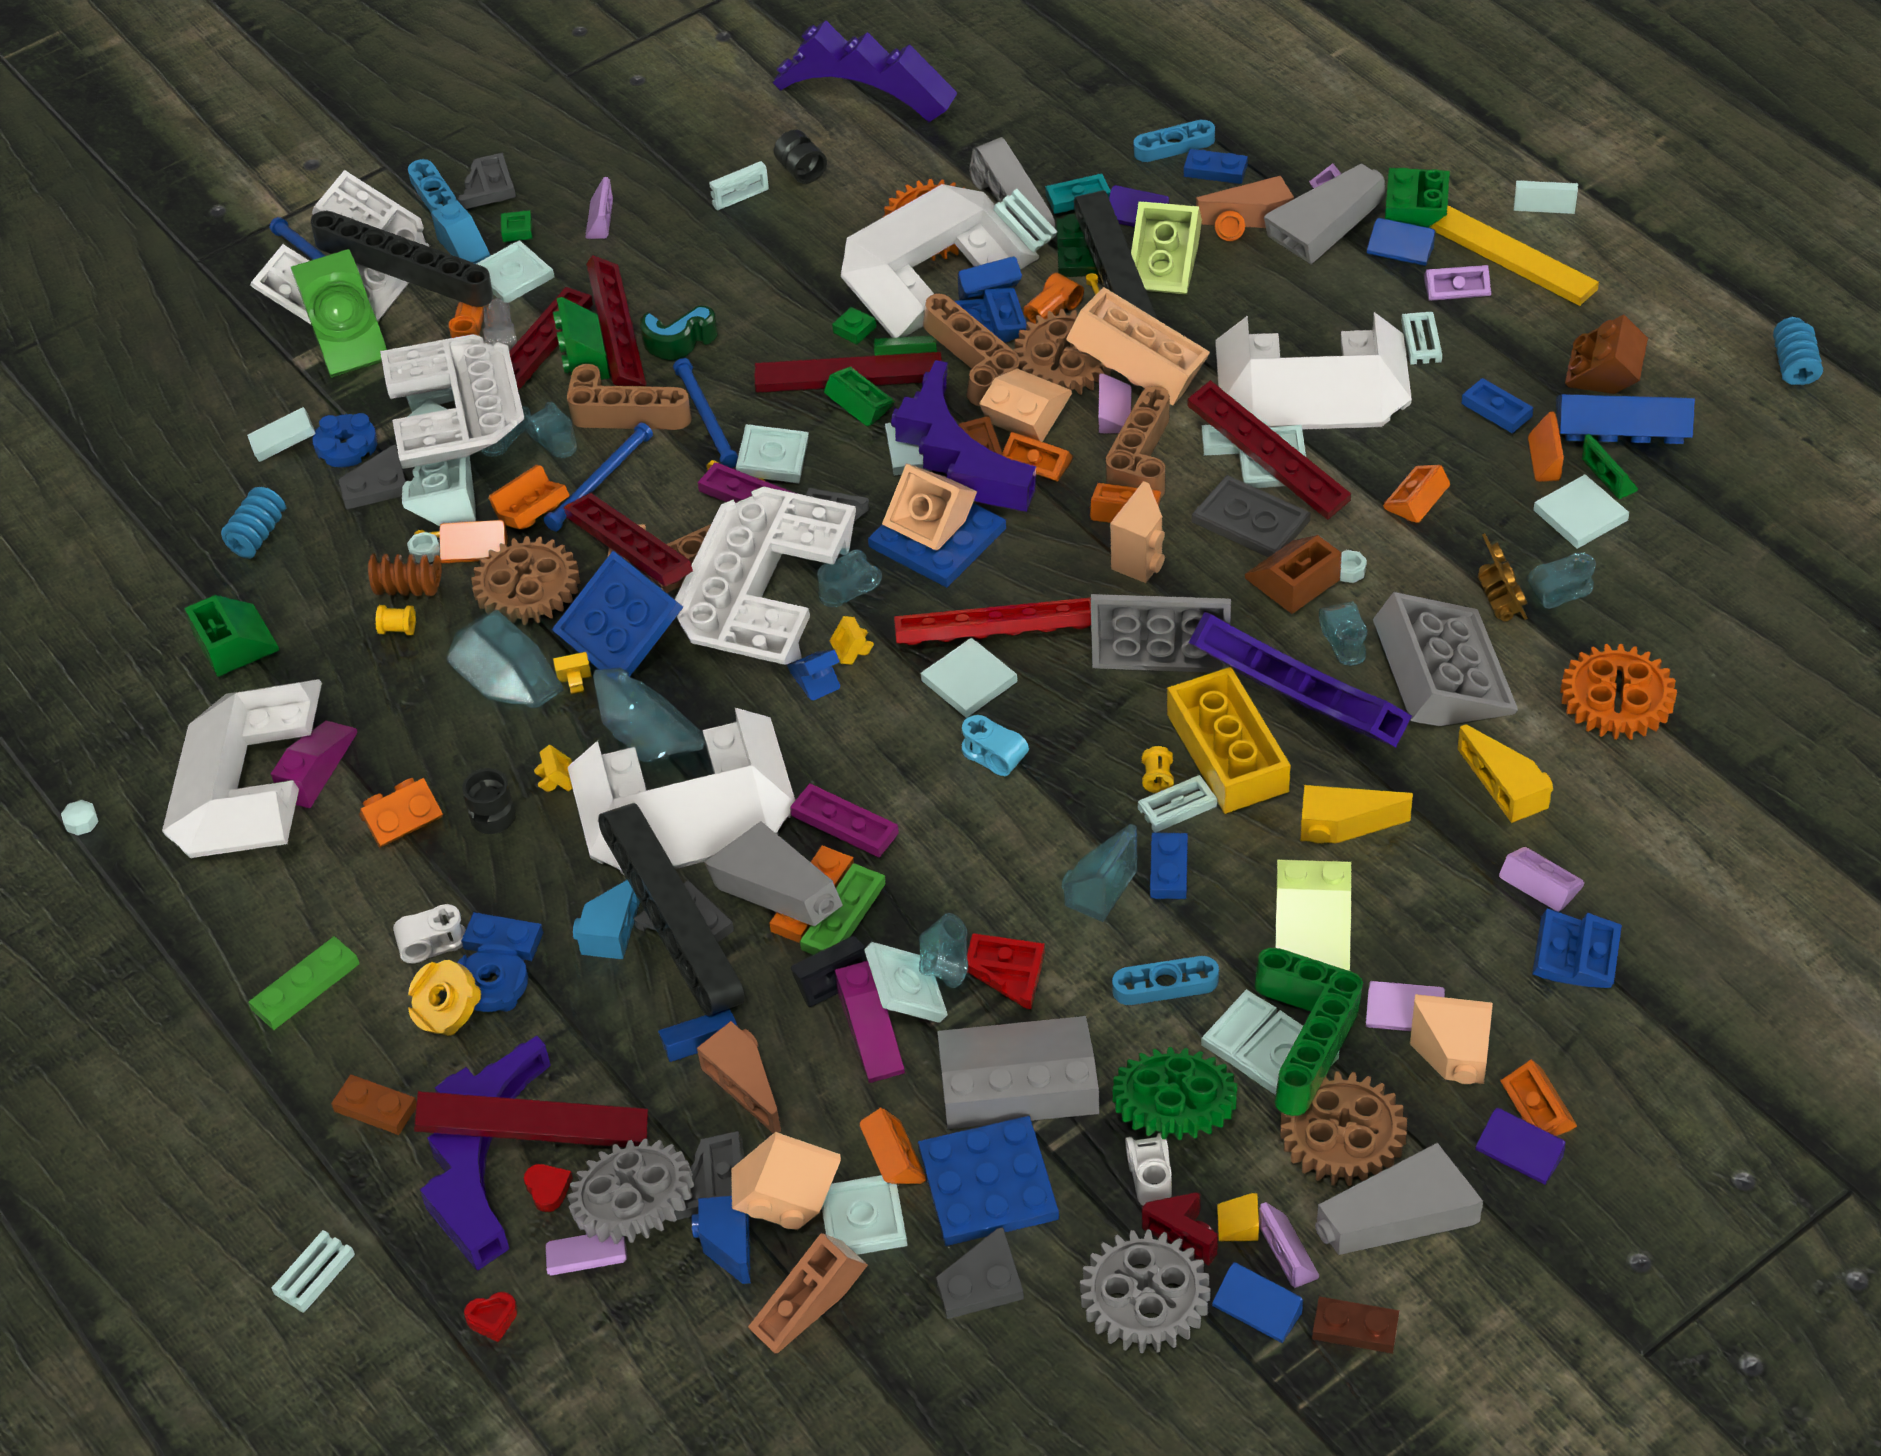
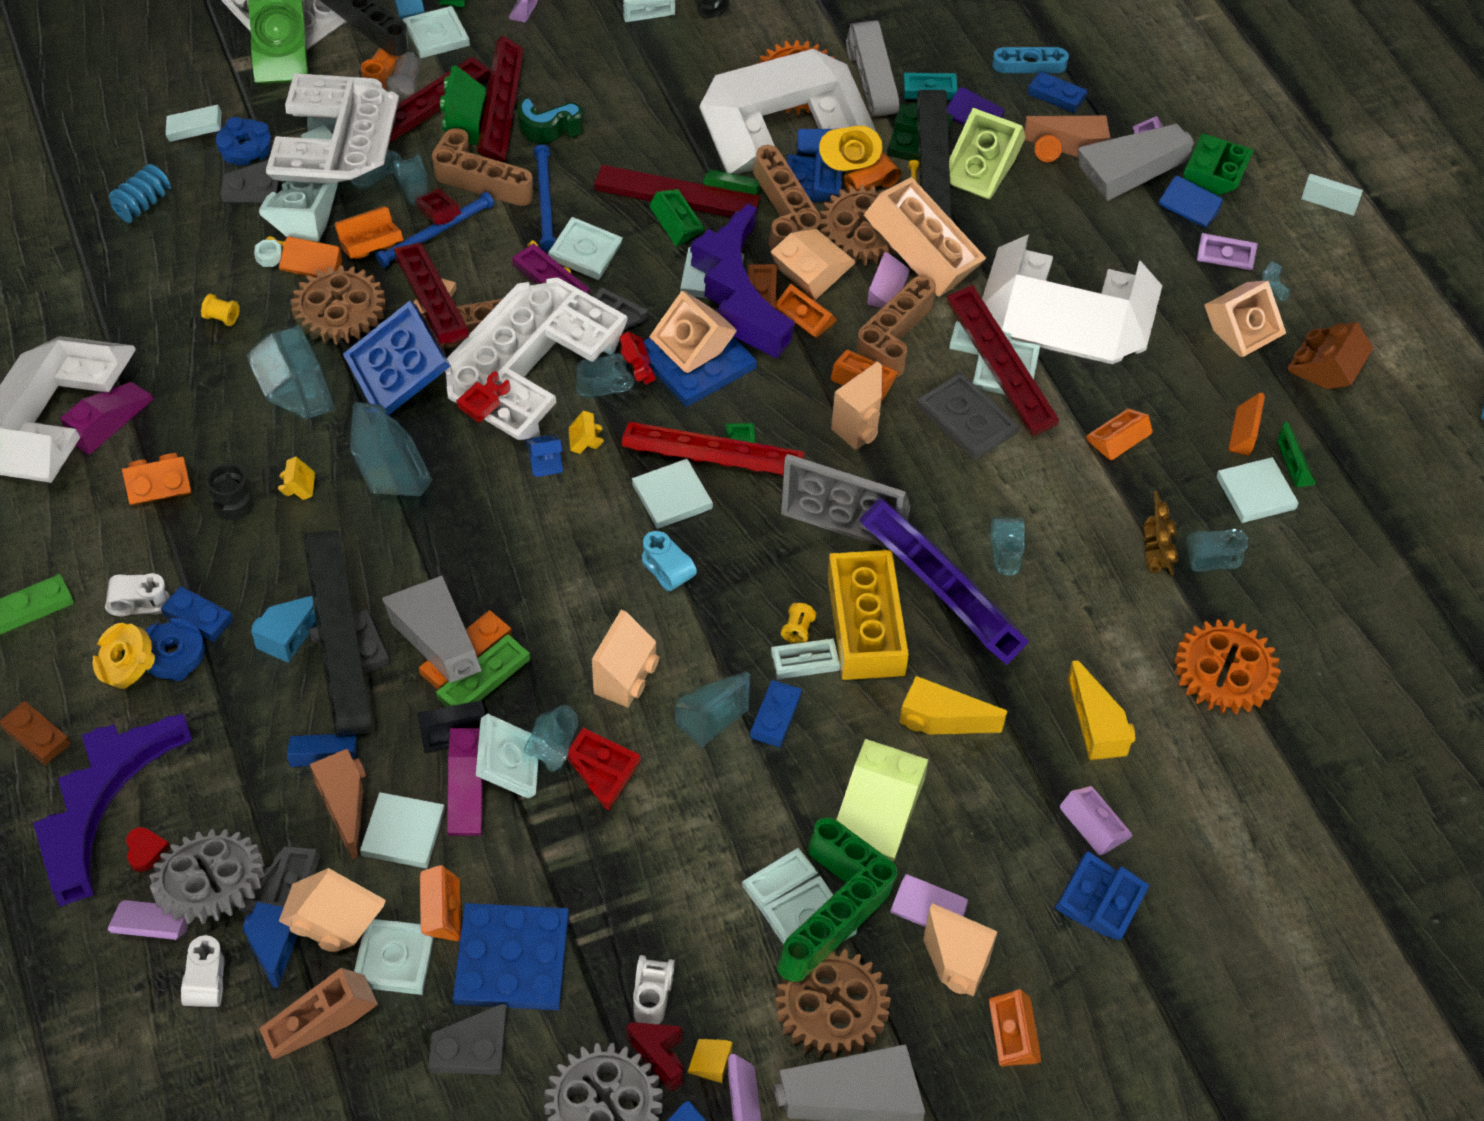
camera: 10 degrees right, 5 degrees up
(229, 633) = (82, 284): green slope -> none
(404, 577) = (241, 273): dark orange piece -> none
(491, 1315) = (54, 951): red tile -> none
(529, 1119) = (147, 787): dark red tile -> none
(573, 669) = (344, 395): yellow tile -> none
(594, 451) = (438, 206): none -> dark red plate
(668, 1290) = (203, 978): none -> white piece
(695, 815) = (399, 555): white slope -> none
(732, 632) = (482, 400): none -> red plate
(819, 1089) = (402, 830): none -> light aqua tile
(844, 820) = (517, 592): magenta plate -> none
(854, 325) = (698, 153): green plate -> none
(873, 544) = (635, 352): none -> red plate
(991, 855) = (623, 661): none -> light nougat slope
(1017, 595) = (740, 431): none -> green tile
(1018, 1072) = (573, 864): light grey slope -> none
(1024, 275) = (850, 148): none -> yellow piece
(1029, 217) = (863, 78): light aqua tile -> none
(1140, 994) = (741, 829): dark azure beam -> none
(1174, 1093) = (677, 936): green gear -> none
(1298, 572) = (986, 478): dark orange slope -> none
(1352, 566) = (1035, 484): light aqua tile -> none
(1423, 353) = (1174, 308): light aqua tile -> none
(1442, 661) = (1083, 595): light grey slope -> none
(1497, 405) = (1218, 373): blue plate -> none
(1504, 342) = (1246, 317): none -> light nougat slope
(1516, 256) = (1287, 241): yellow tile -> none
(1516, 300) = (1271, 274): none -> clear light blue arm
(1521, 1146) = (982, 1067): dark purple slope -> none
(1625, 417) = (1327, 414): blue slope -> none

